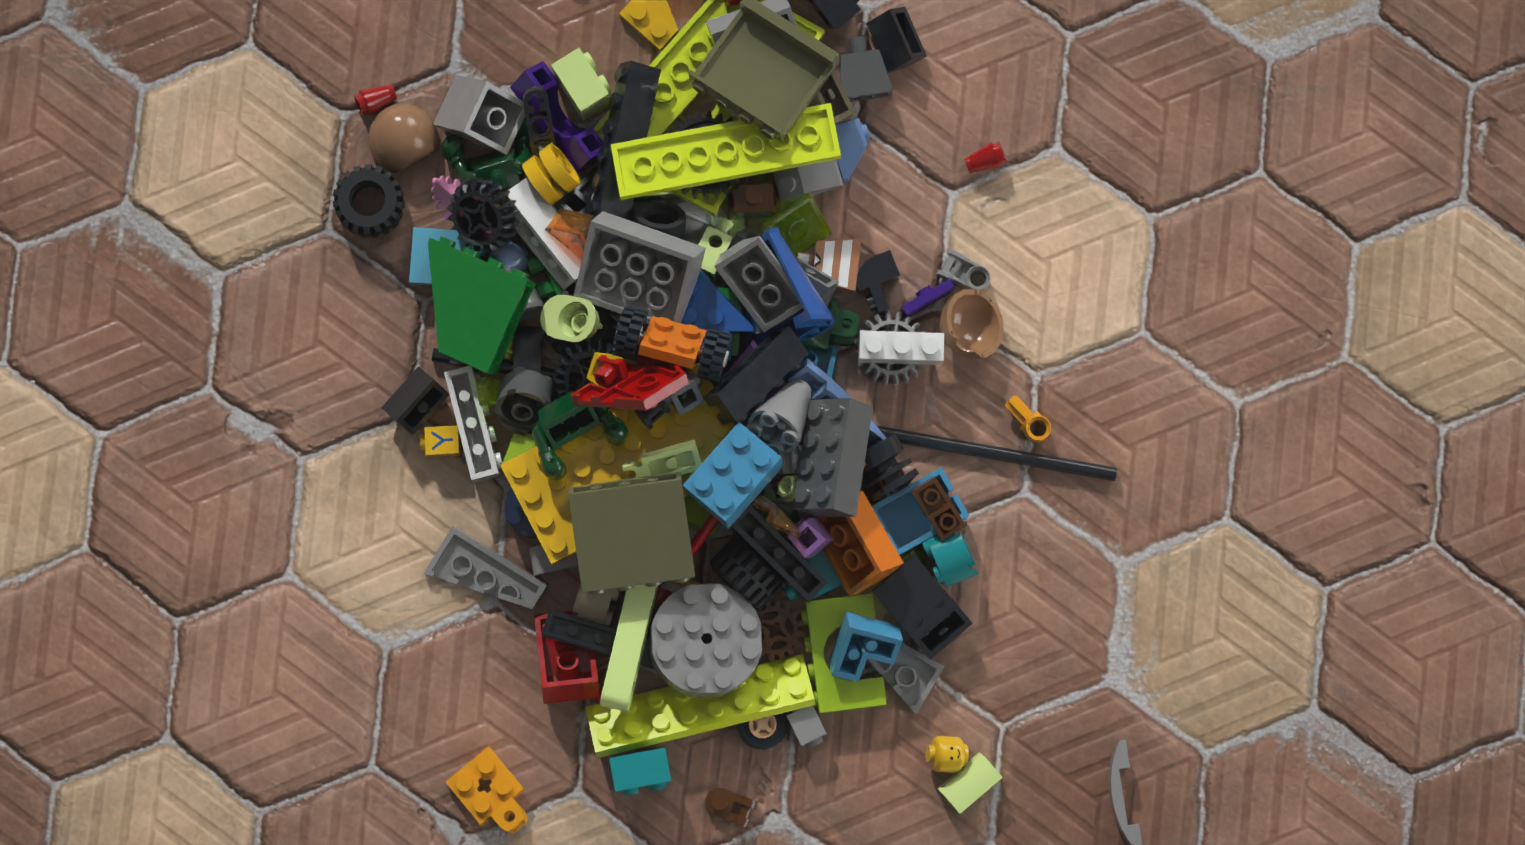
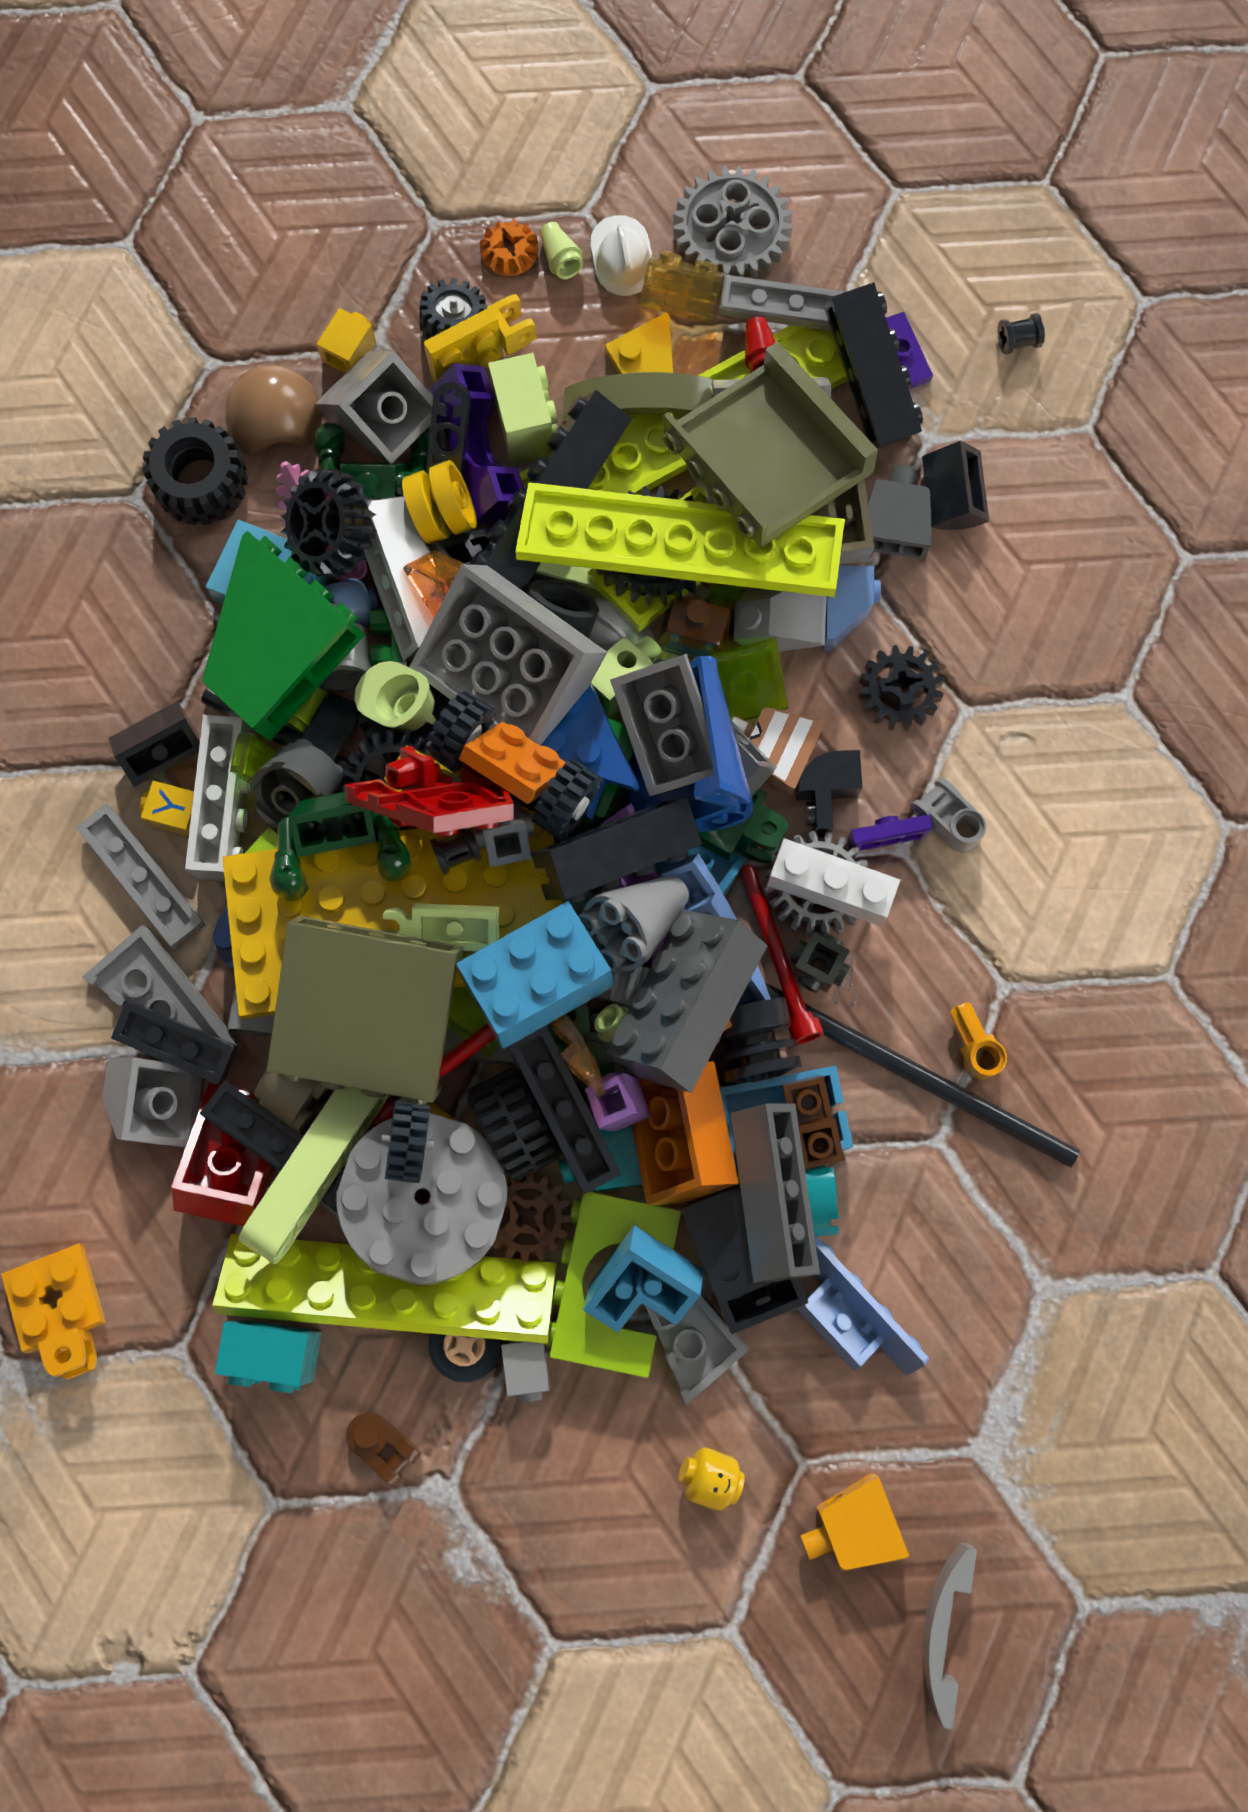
camera: 25 degrees right, 5 degrees down
(373, 99) = (252, 351): red cone -> none
(436, 493) = (140, 876): none -> light grey plate
(438, 70) = (346, 340): none -> yellow brick
(502, 638) = (151, 1101): none -> light grey slope
(505, 595) = (174, 1042): none -> black plate
(506, 27) = (448, 306): none -> black wheel
(534, 44) = (480, 338): none -> yellow plate
(659, 45) = (646, 392): none -> olive slope
(688, 606) = (407, 1142): none -> black wheel
(898, 184) = (901, 672): none -> black gear
(912, 391) = (822, 948): none -> pearl dark grey brick
(912, 447) = (804, 1026): none -> red piece
(928, 561) = (774, 1193): none -> dark grey brick
(969, 783) = (730, 1534): yellowish green brick -> none
(971, 324) = (939, 885): medium nougat cylinder -> none
(986, 158) = (1029, 675): red cone -> none
(1001, 623) = (854, 1320): none -> medium blue bracket
(1047, 752) = (857, 1527): none -> light orange torso

